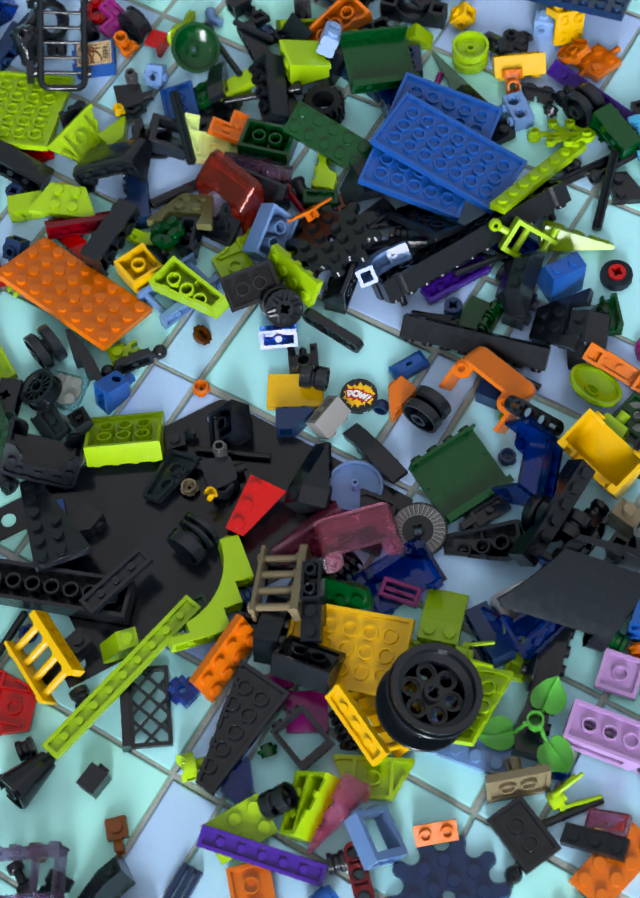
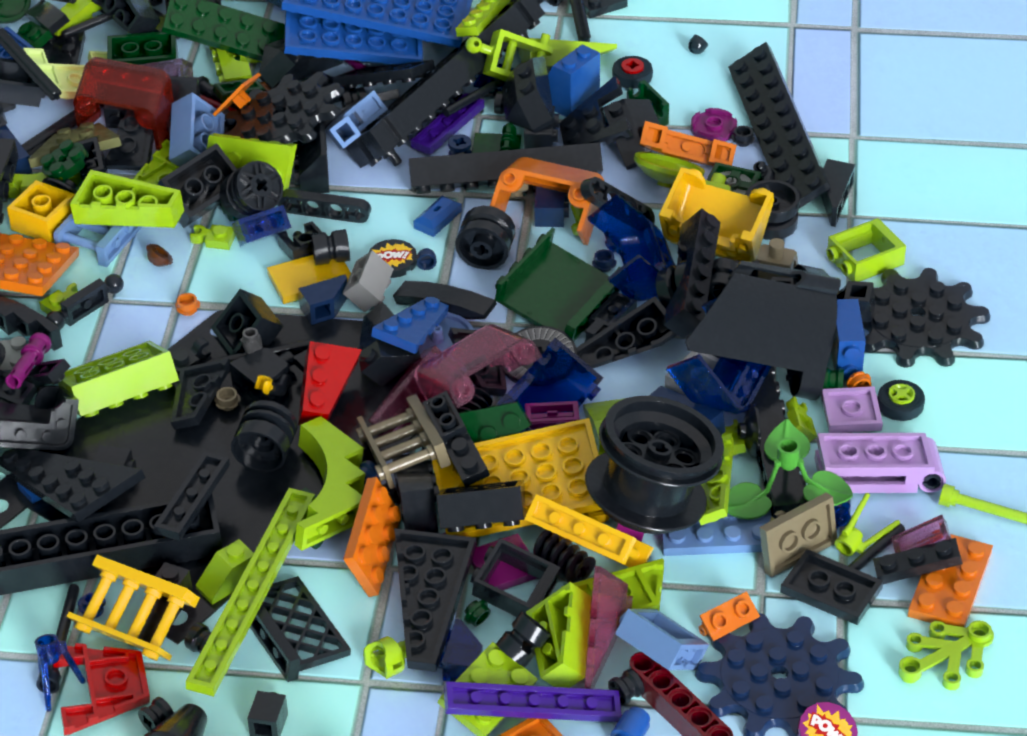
camera: 30 degrees left, 20 degrees down
(77, 401) = (31, 355): none -> magenta pin
(112, 390) = (73, 334): blue torso -> none
(187, 697) = (336, 588): clear blue brick -> none
(230, 130) = (79, 55): orange plate -> none
(248, 330) = (216, 237): none -> lime plate
(328, 481) = (412, 325): none -> blue wing
(399, 392) = (441, 239): orange slope -> none
(508, 873) = (837, 628): black hinge -> none
(575, 670) = (799, 418): none -> lime plate

